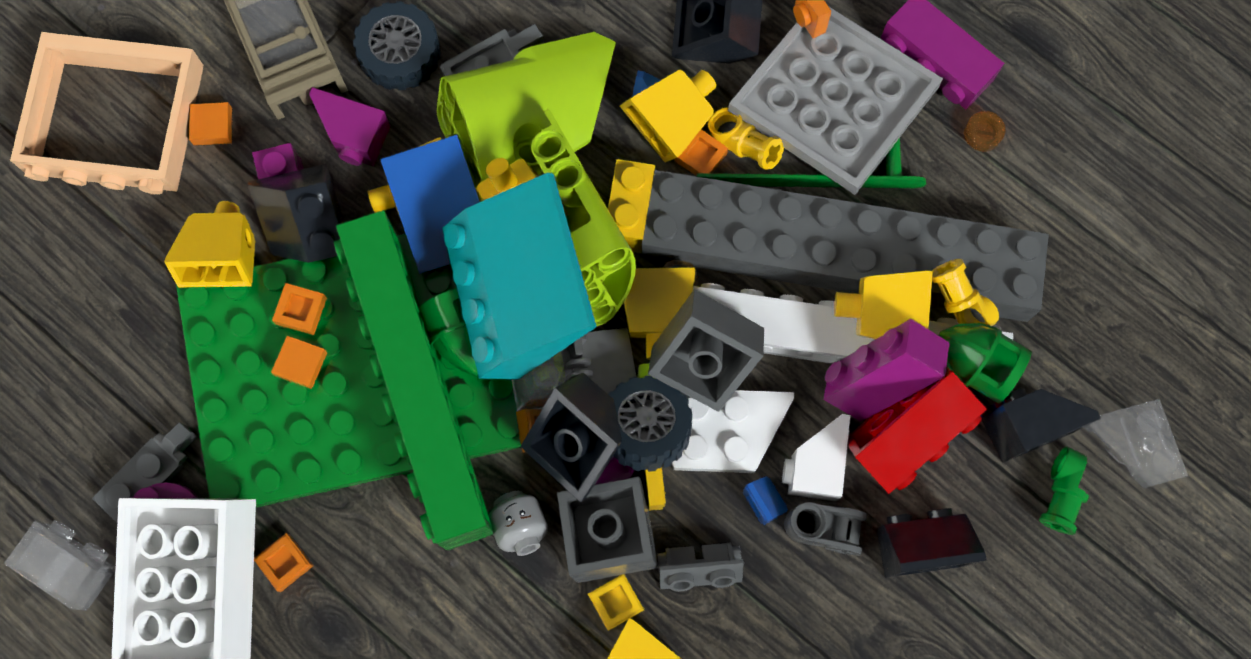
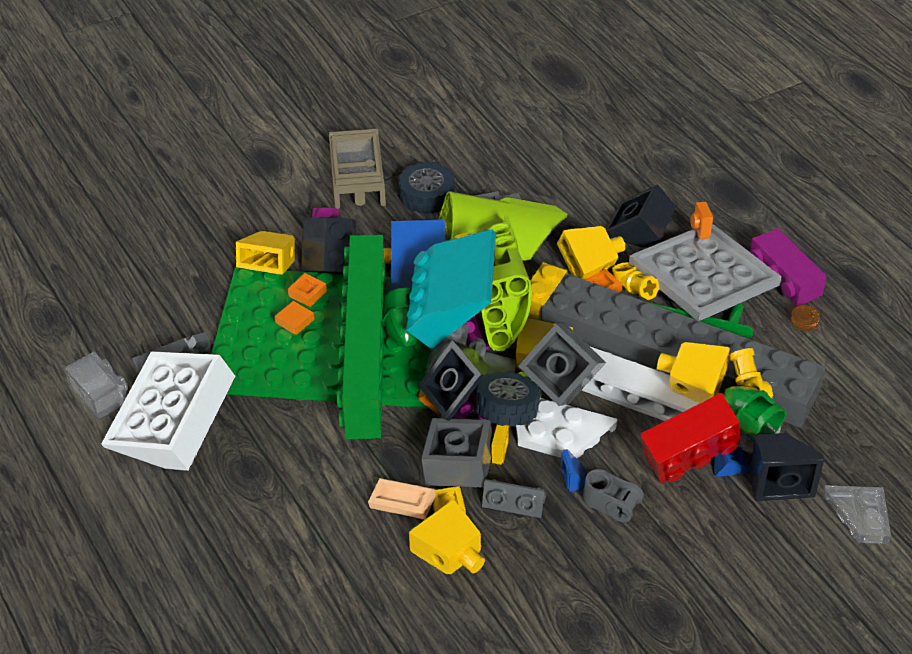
camera: 20 degrees right, 30 degrees down
(61, 49) = (242, 151): light nougat window -> none
(210, 123) = (293, 200): orange tile -> none
(283, 562) = (235, 424): orange tile -> none
(352, 127) = (379, 214): magenta slope -> none
(518, 523) = (399, 437): light grey head -> none
(555, 620) = (402, 498): none -> light nougat tile
(819, 463) = (620, 455): white slope -> none
(886, 370) = (694, 387): magenta brick -> none
(928, 544) = (679, 523): black slope -> none
(1067, 497) = (794, 523): green connector -> none

